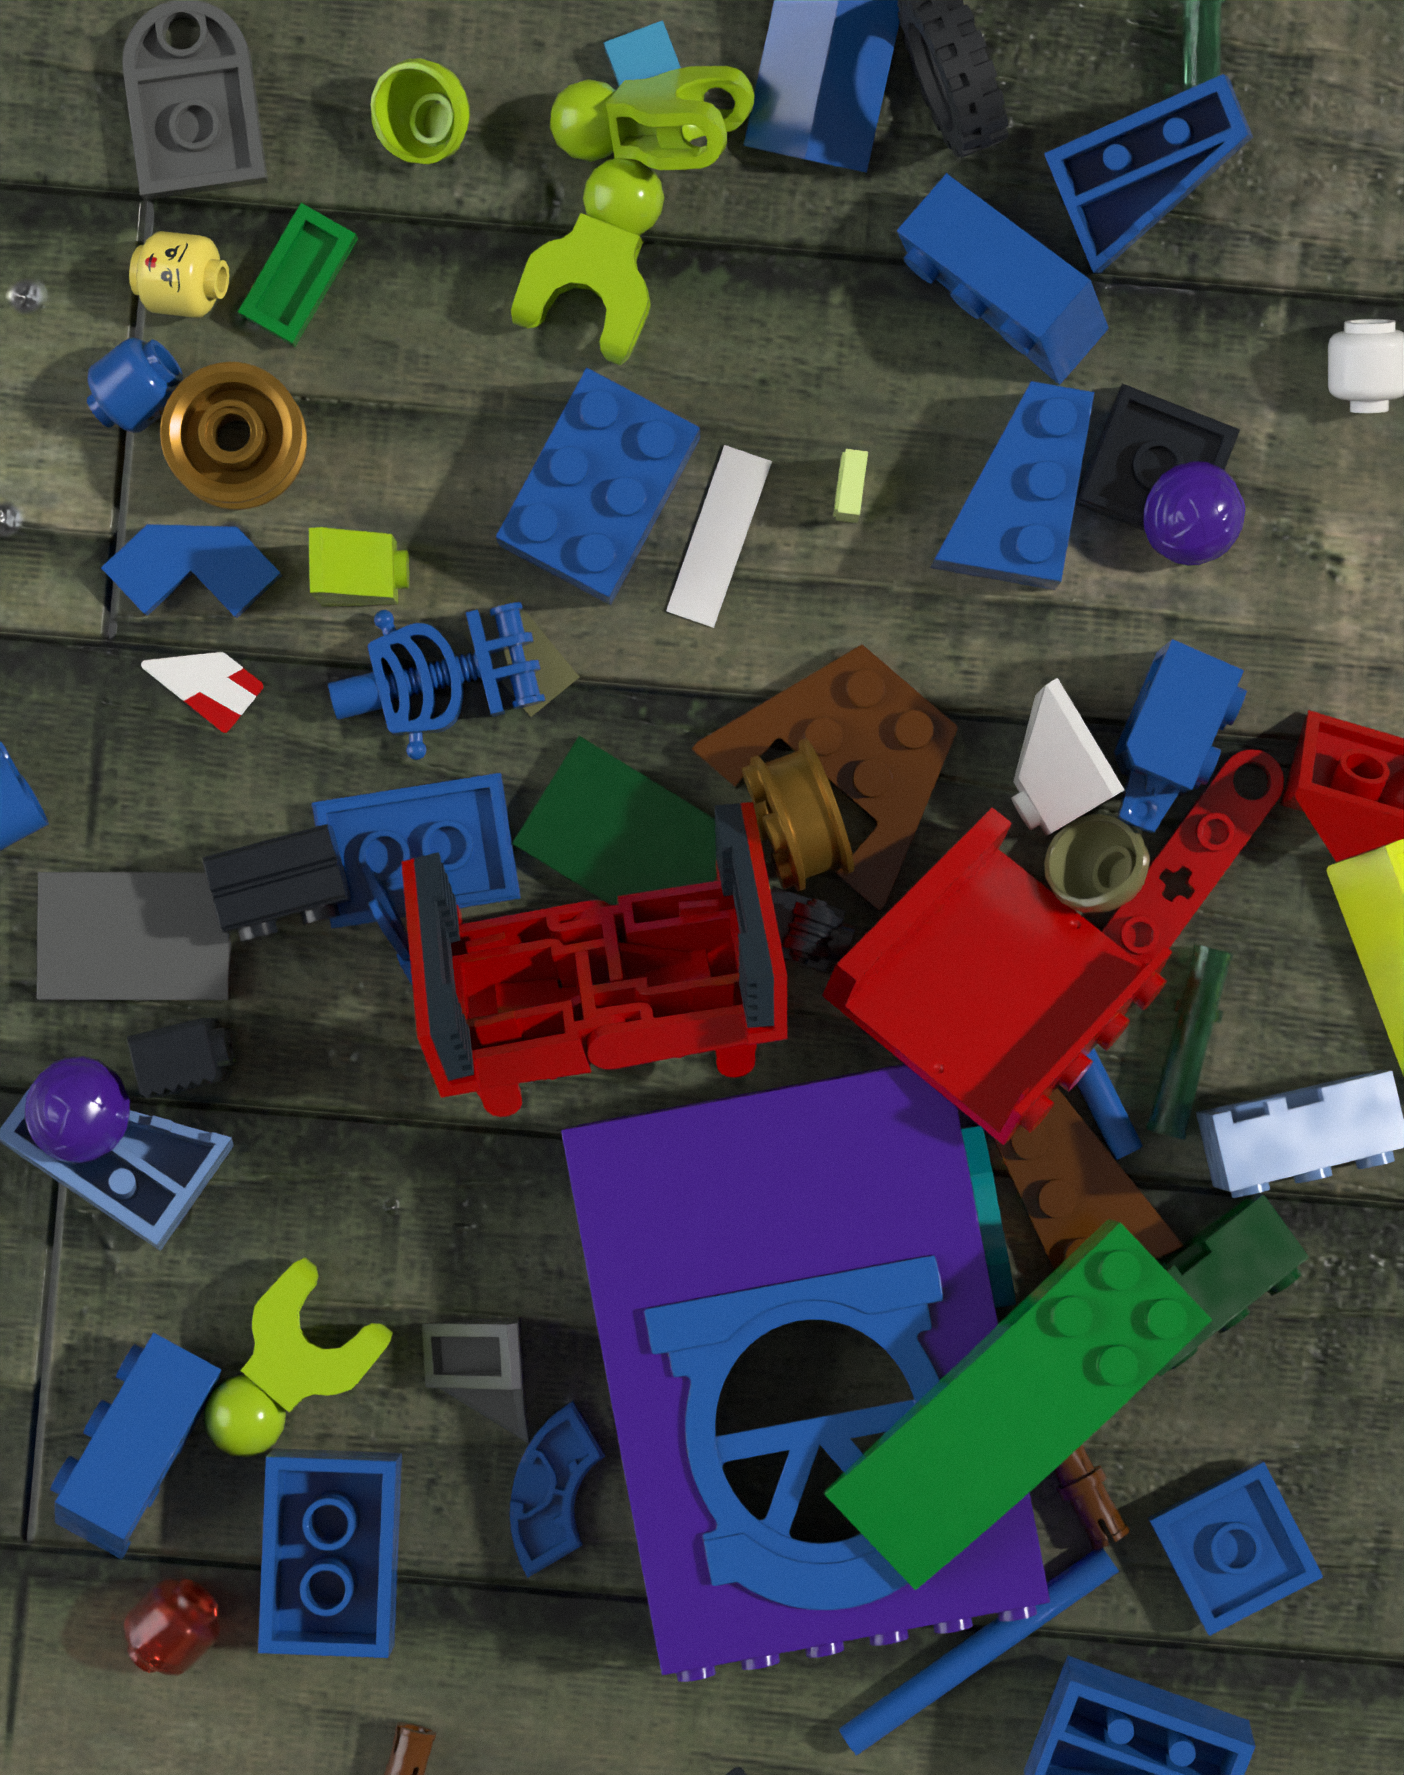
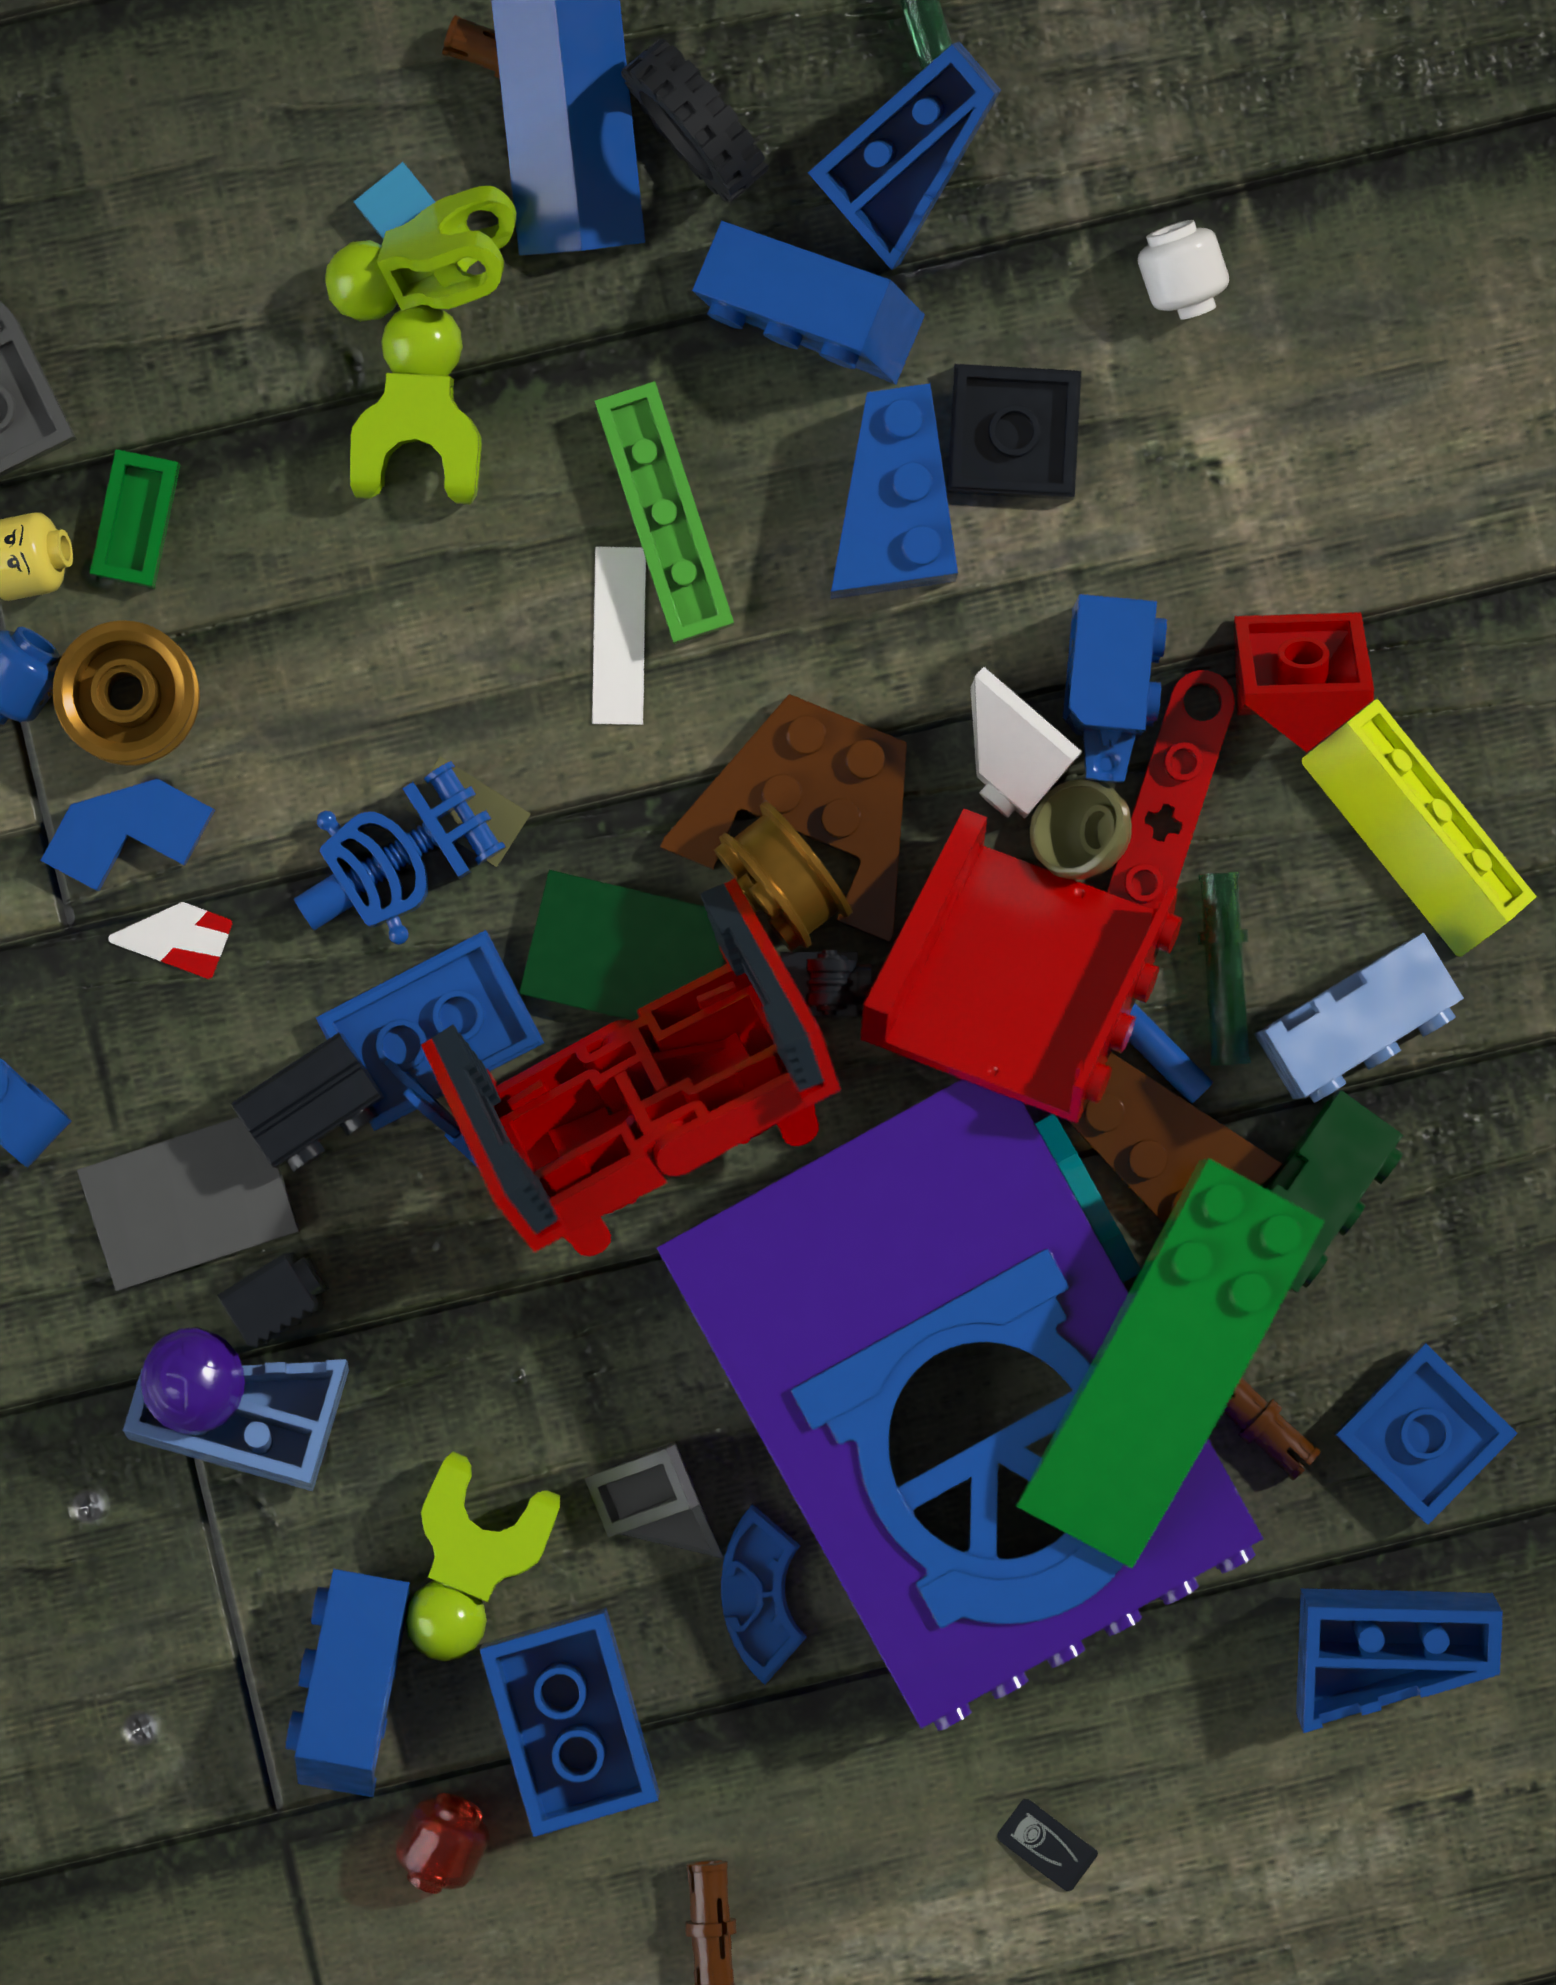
camera: 20 degrees left, 0 degrees up
(356, 567) = (285, 780): lime slope -> none
(420, 111) = (201, 325): lime piece -> none
(598, 486) = (489, 626): blue brick -> none
(800, 433) = (664, 513): none -> bright green plate
(850, 485) = (728, 547): yellowish green tile -> none
(974, 1654) = (1213, 1615): blue piece -> none
(1193, 513) = (1063, 466): dark purple piece -> none

